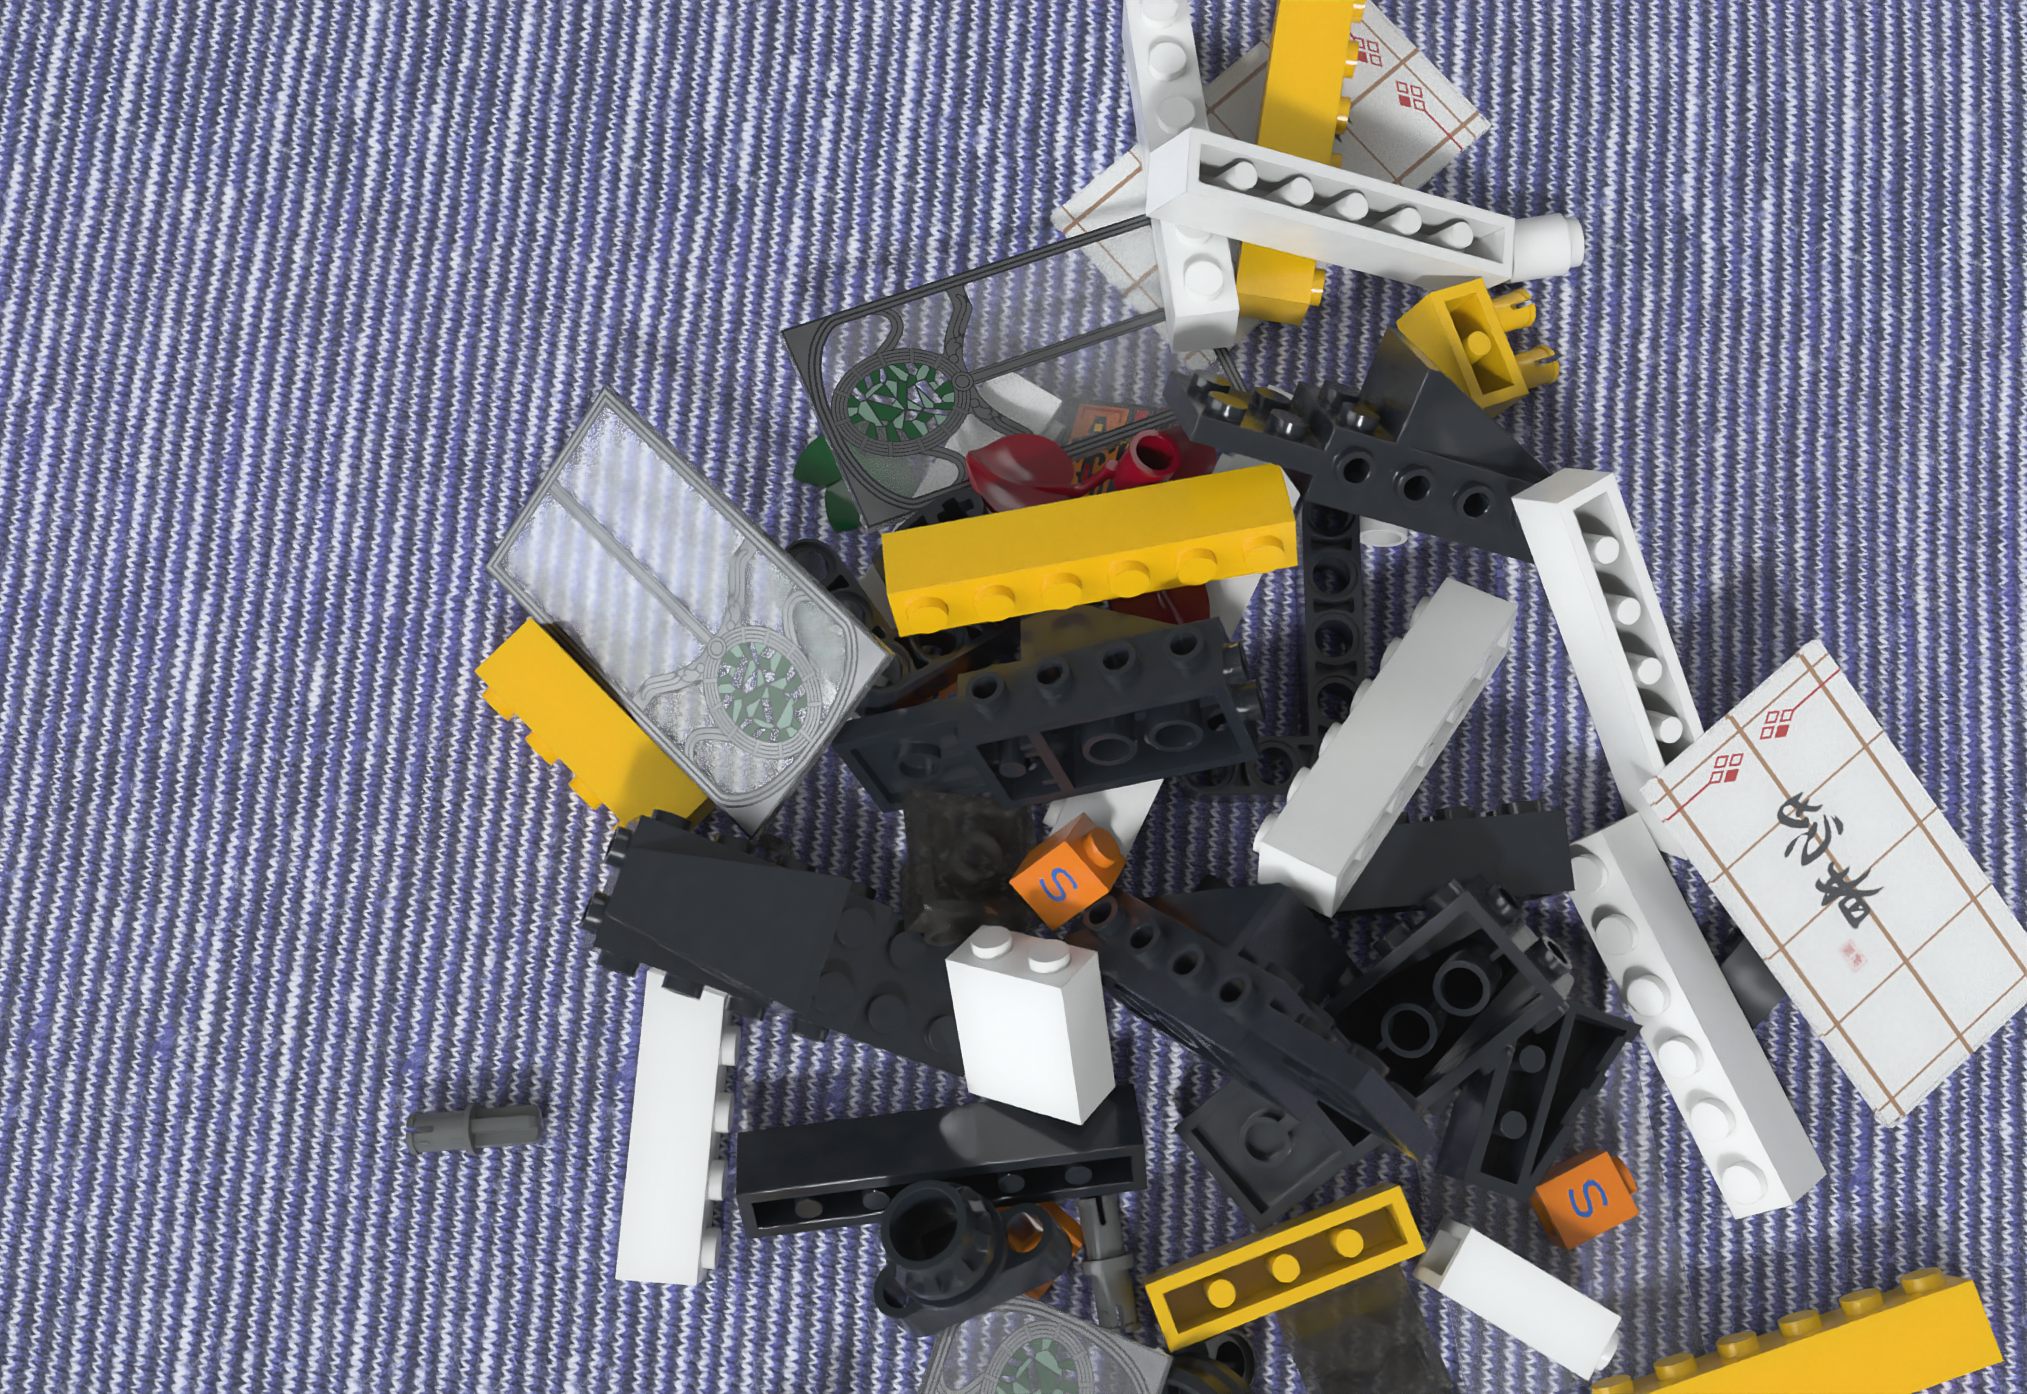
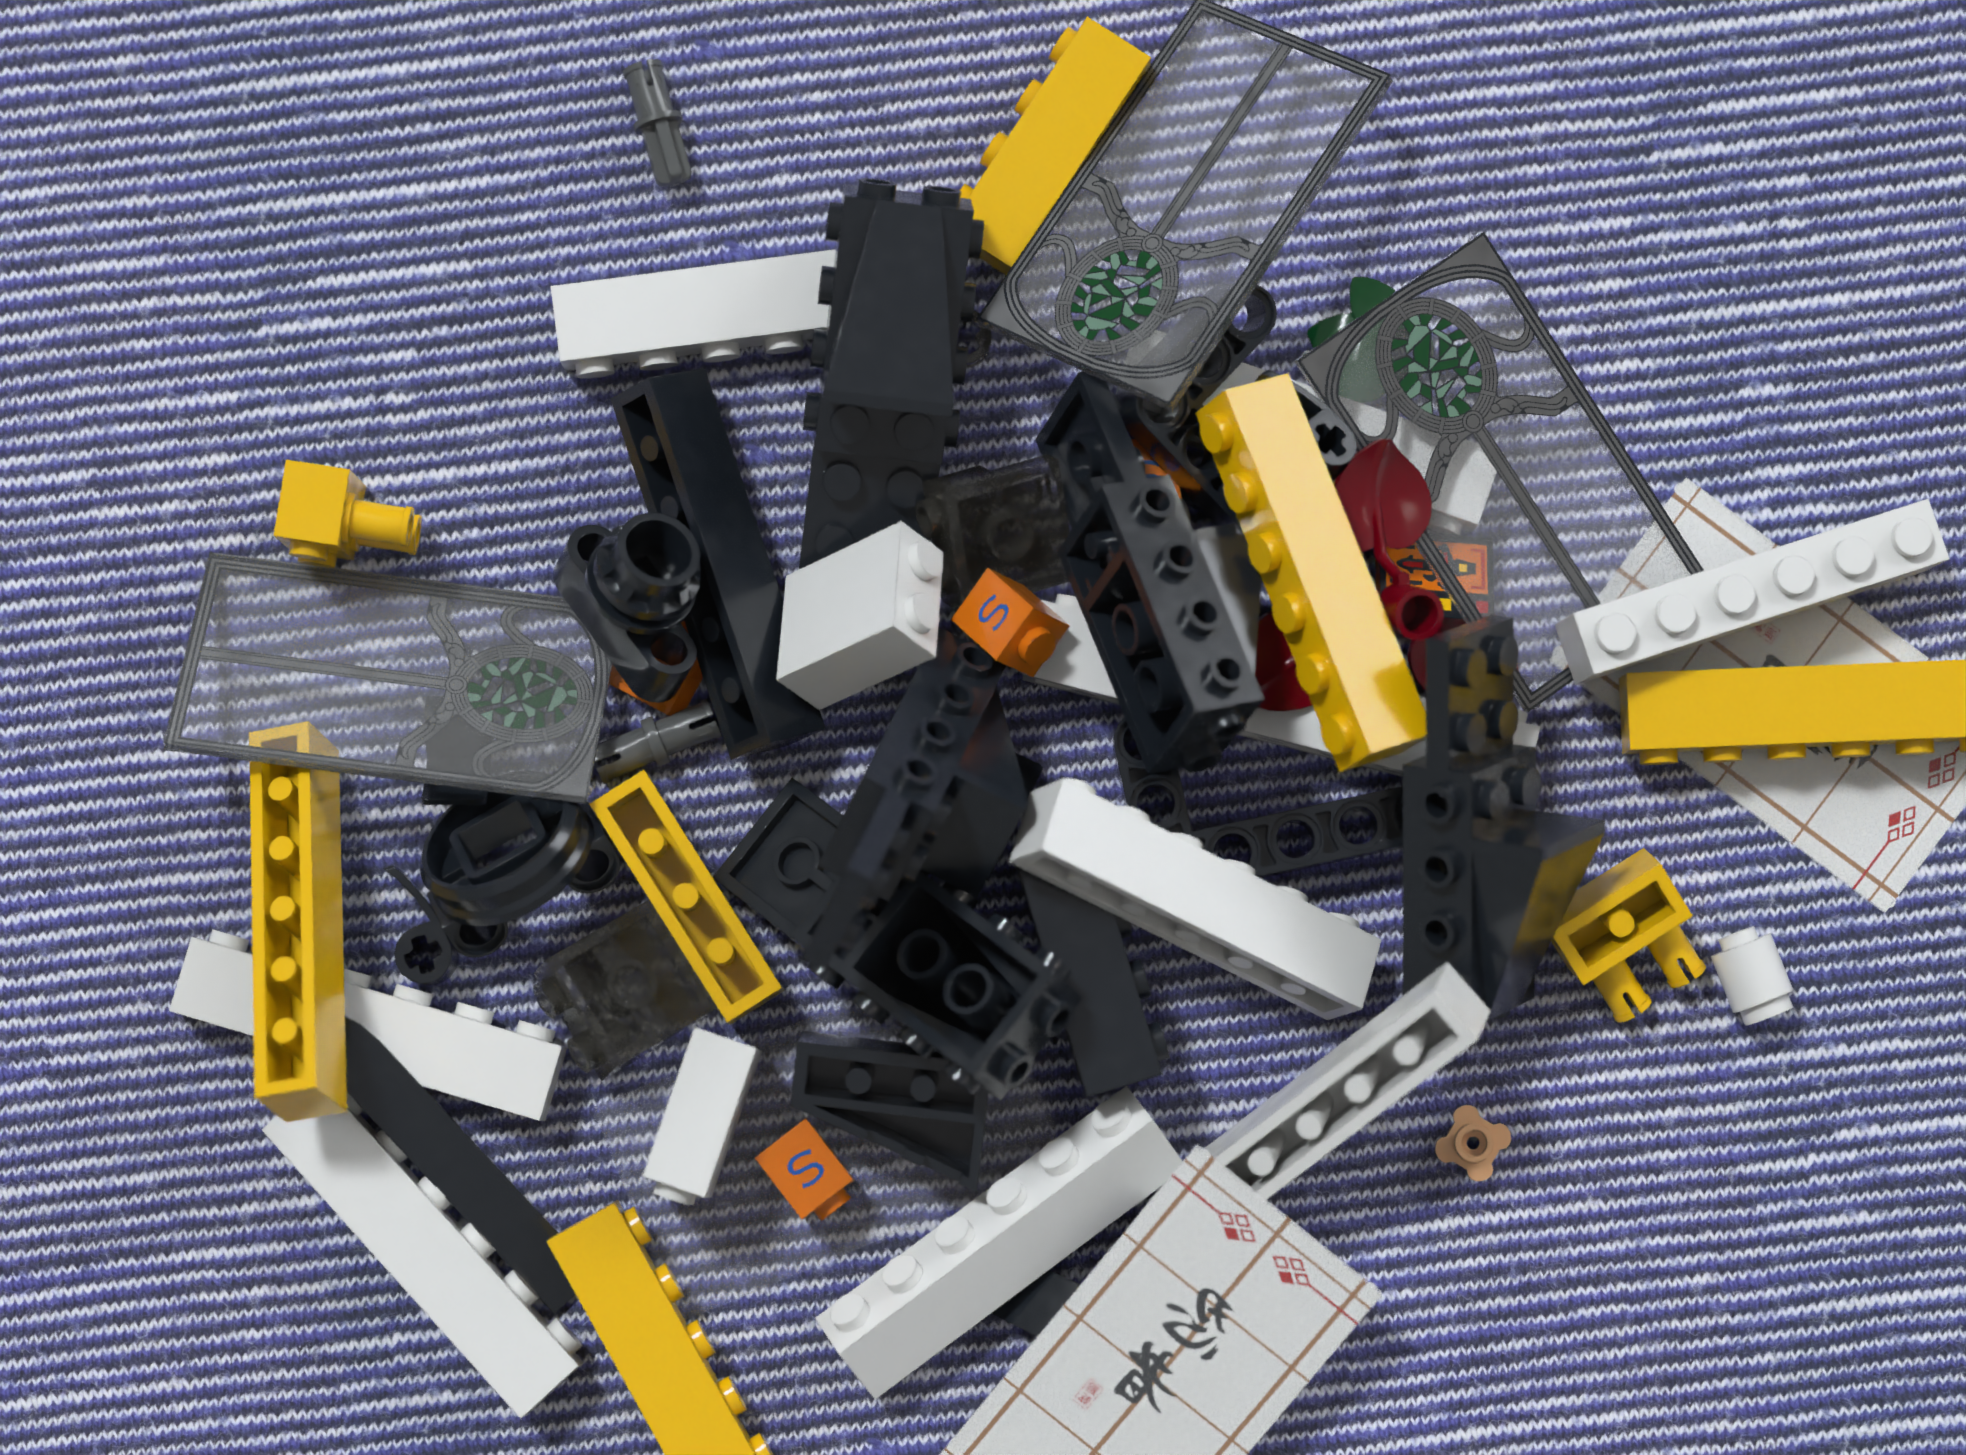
camera: 80 degrees right, 5 degrees up
(1326, 213) = (1711, 747): white brick -> none
(1667, 534) = (1479, 1160): none -> light nougat plate

